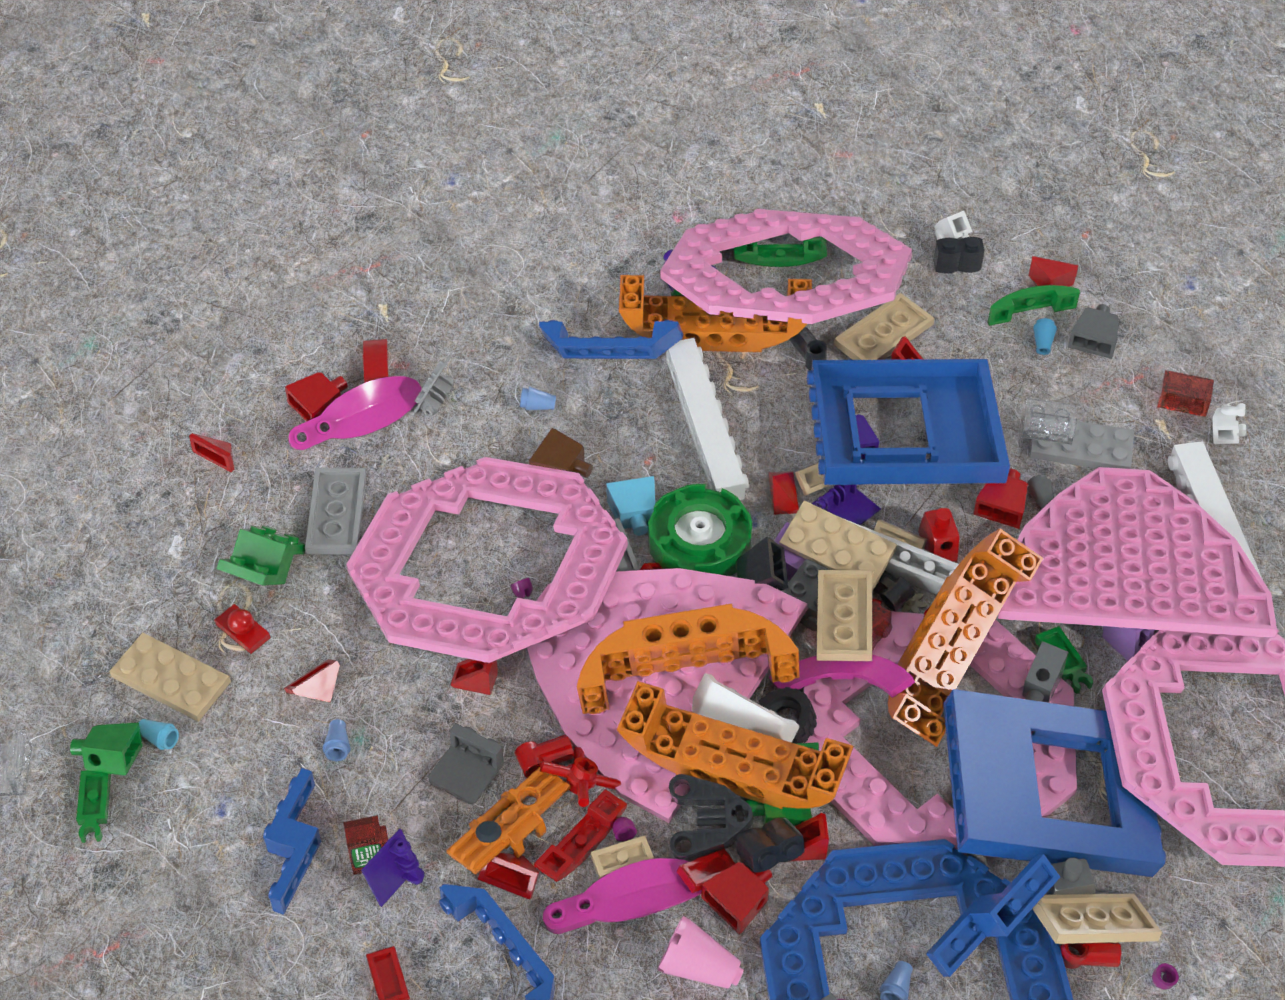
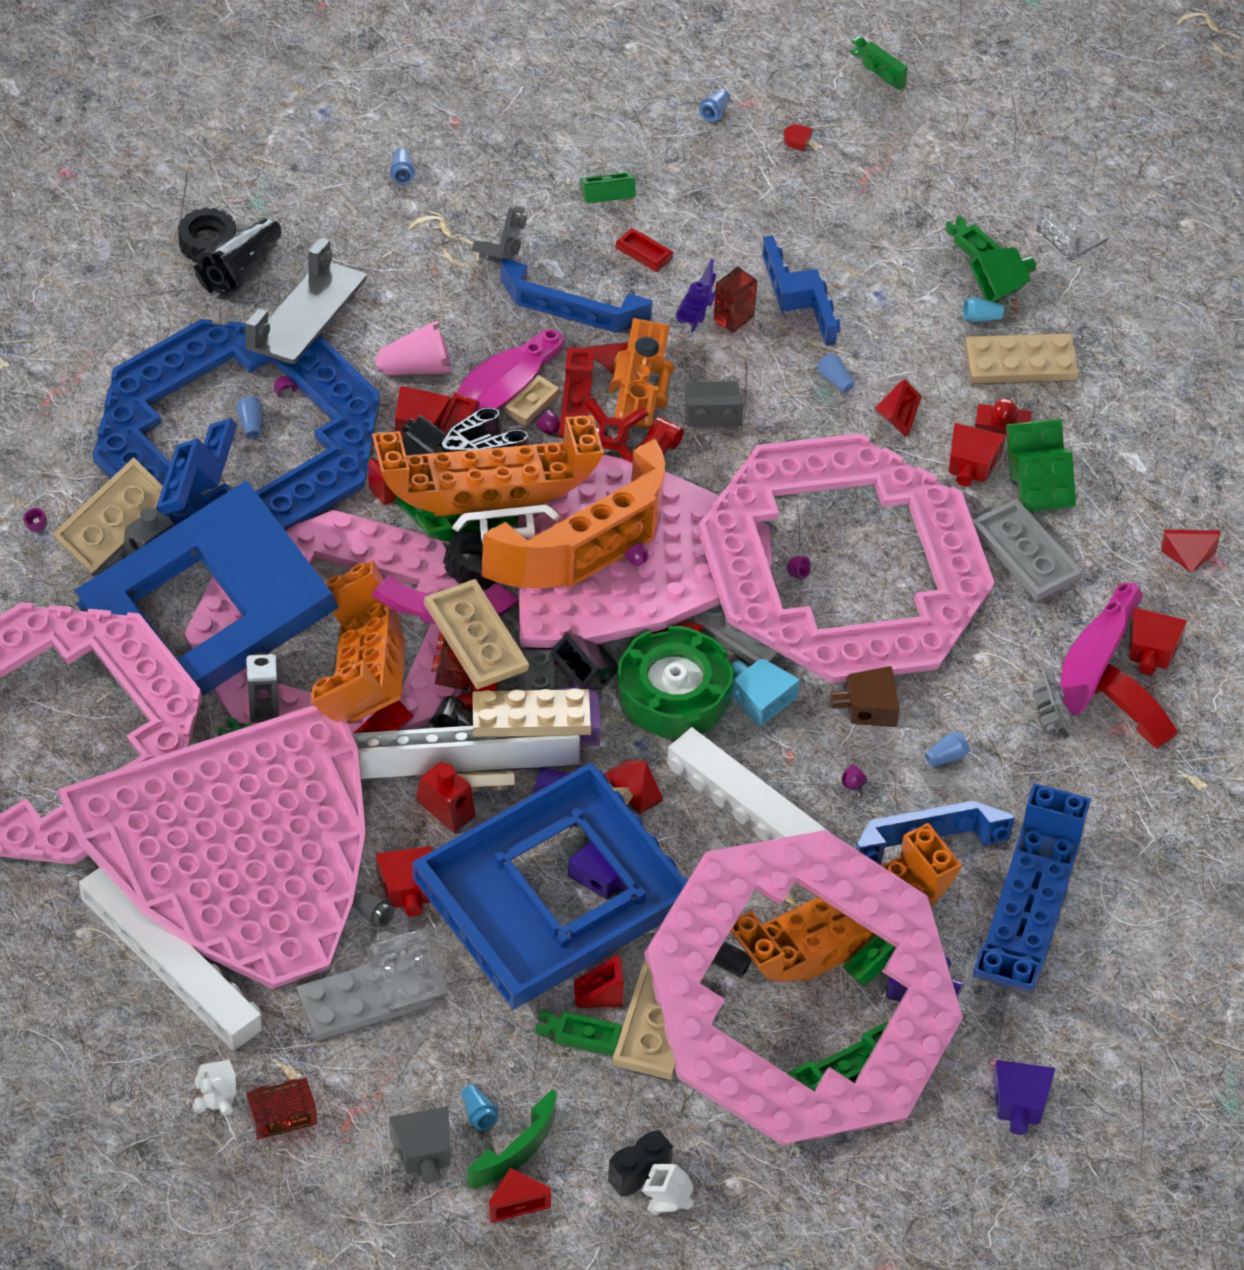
camera: 145 degrees right, 0 degrees up
(299, 604) = (974, 453): none -> red torso
(593, 265) = (1034, 889): none -> blue slope
(619, 415) = (853, 778): none -> magenta hinge
(681, 186) = (1021, 1093): none -> dark purple torso
(938, 344) = (580, 1031): none -> green plate

